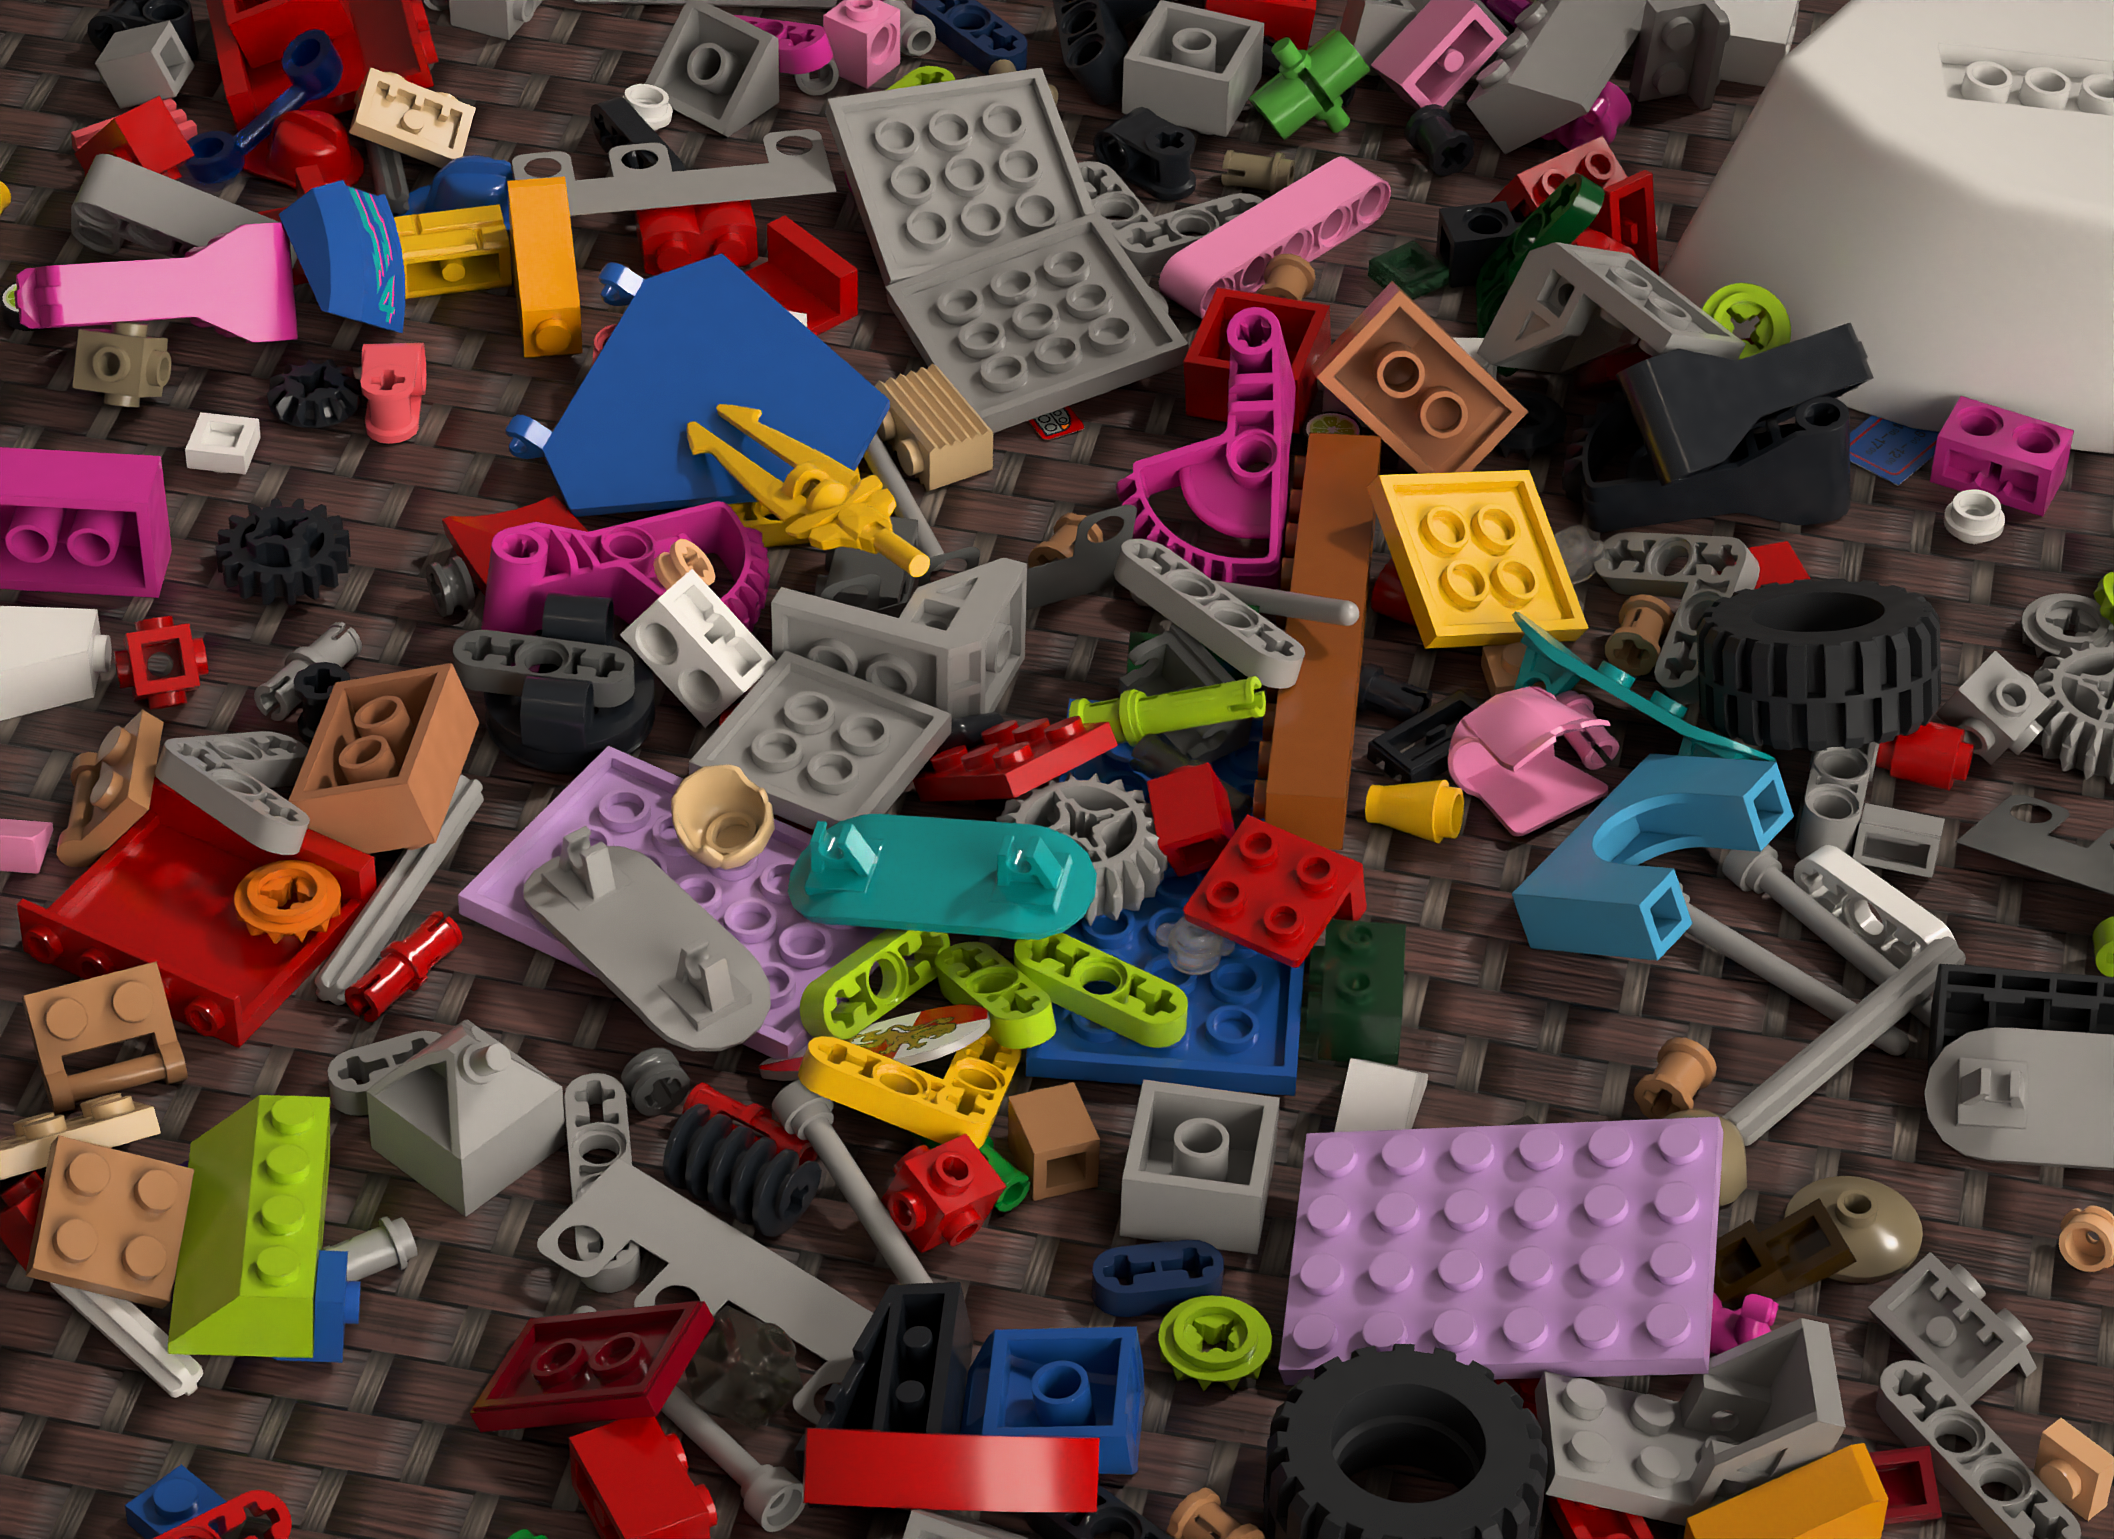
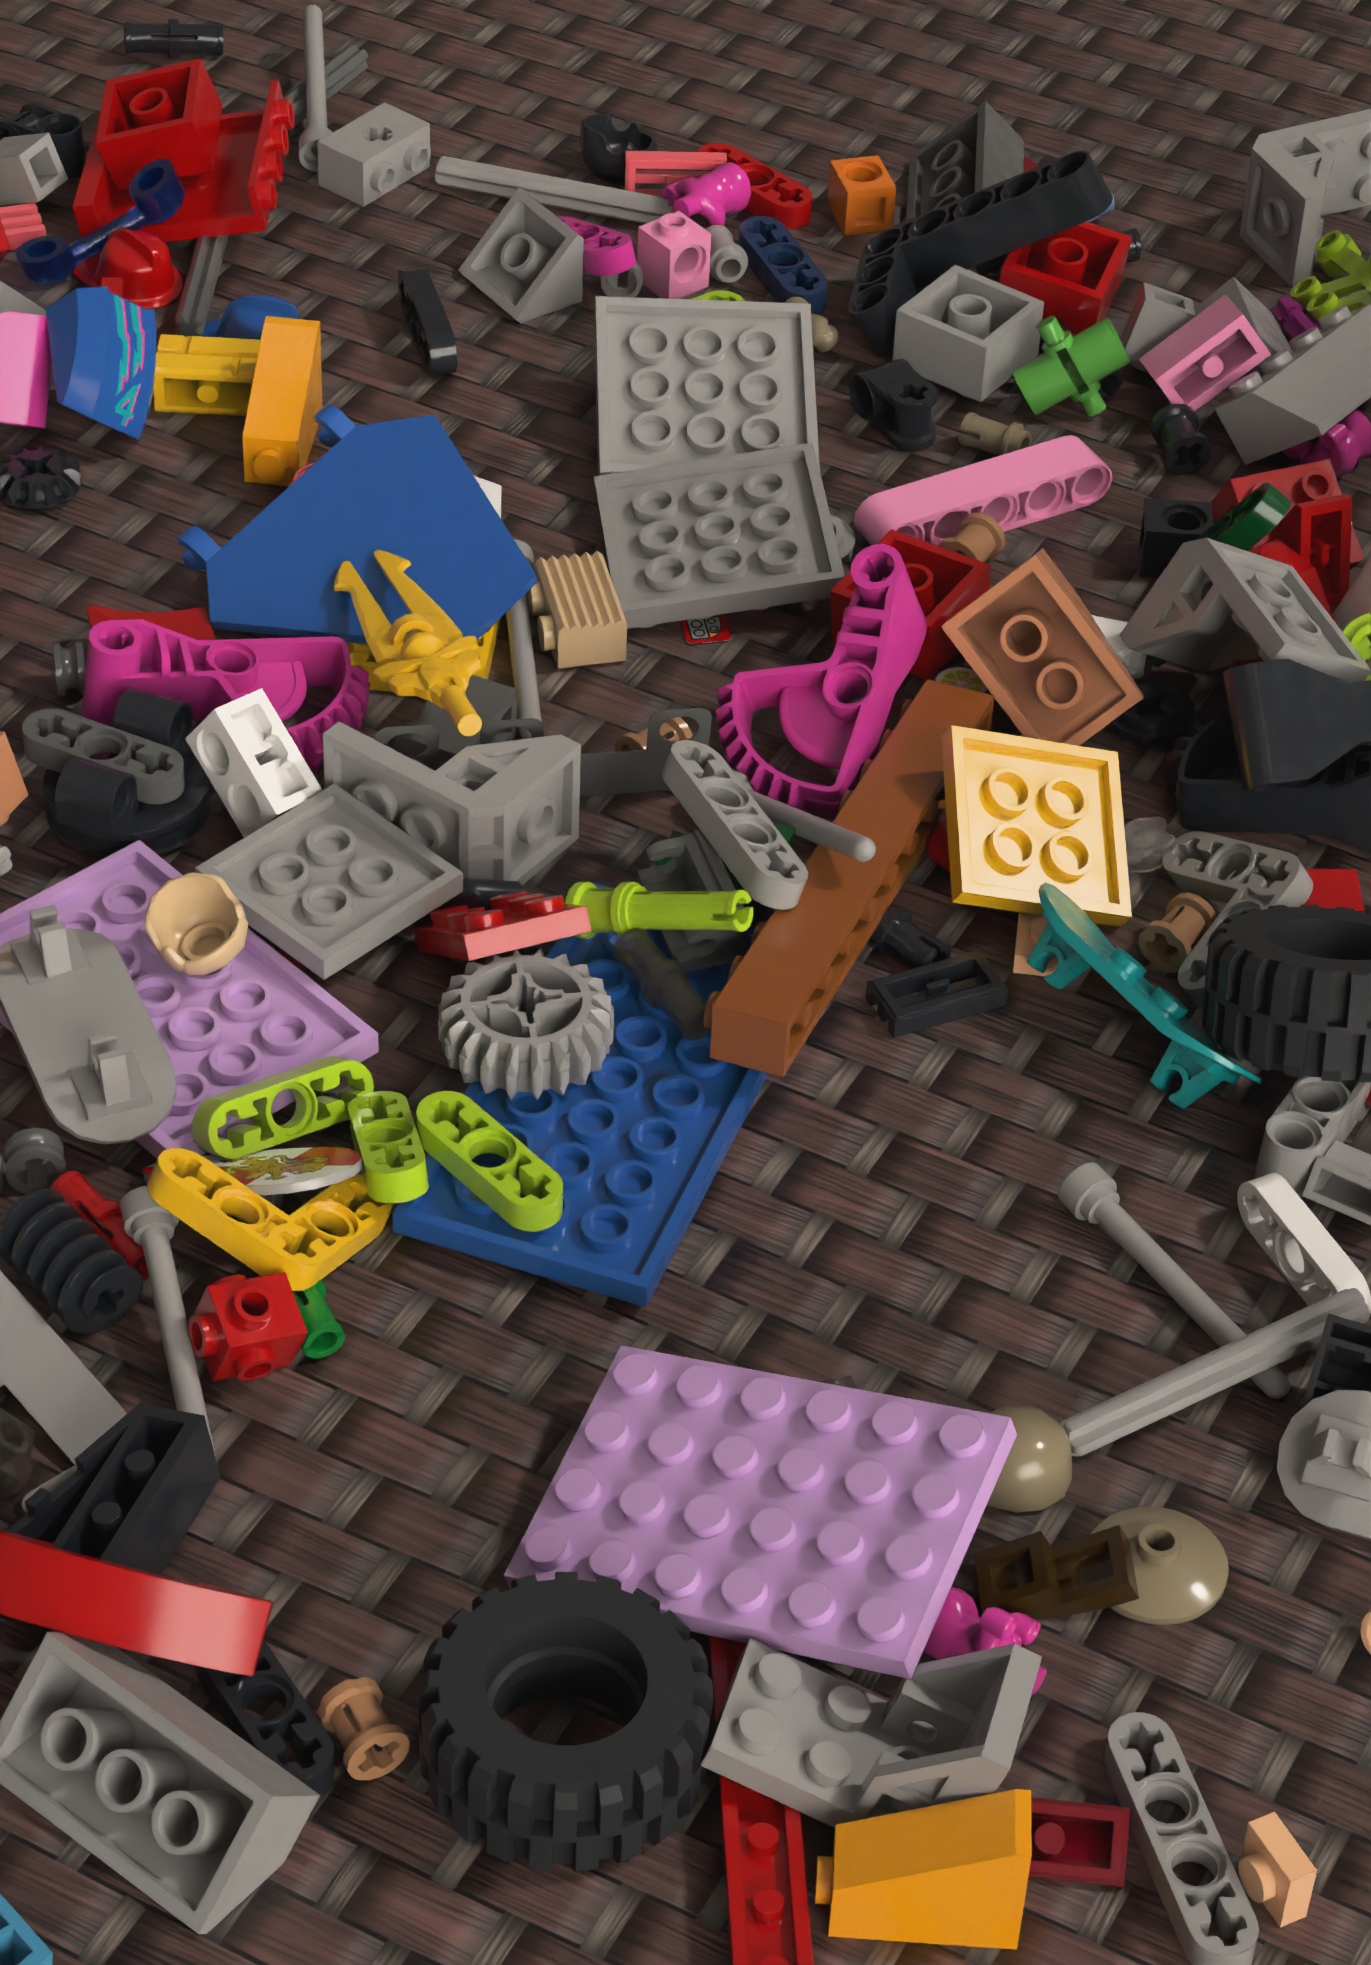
camera: 15 degrees right, 0 degrees up
(394, 386) = (105, 485): coral piece -> none
(411, 118) = (227, 252): tan bracket -> none
(650, 104) = (453, 283): white plate -> none
(662, 188) = (428, 352): light grey piece -> none
(681, 559) = (279, 686): light nougat bush -> none
(696, 232) = (459, 392): red brick -> none
(807, 276) = (523, 460): red panel -> none
(943, 876) = (378, 1022): teal piece -> none
(1053, 1141) = (383, 1300): medium nougat brick -> none
(1061, 1386) = (280, 1545): blue slope -> none
(1151, 239) = (861, 476): light grey beam -> none
(1155, 1276) = (429, 1456): dark blue beam -> none
(1191, 817) = (641, 1017): red brick -> none
(1192, 947) = (600, 1136): clear plate -> none
(1199, 1166) = (507, 1355): light grey brick -> none
(1215, 1320) = (464, 1511): lime gear -> none
(1276, 892) = (691, 1103): red bracket -> none
(1360, 991) = (748, 1219): clear green brick -> none
(1379, 1097) = (724, 1326): white slope -> none
(1410, 269) = (1102, 554): clear green tile -> none
(1419, 808) = (889, 1055): yellow cone -> none
(1510, 763) = (1001, 1024): bright pink piece -> none
(1584, 740) = (1079, 999): bright pink pin -> none
(1595, 894) = (1026, 1167): dark azure arch -> none
(1680, 1073) = (1029, 1373): medium nougat bush -> none
(1763, 874) = (1201, 1181): light grey piece -> none
(1949, 1328) = (1206, 1692): light grey bracket -> none

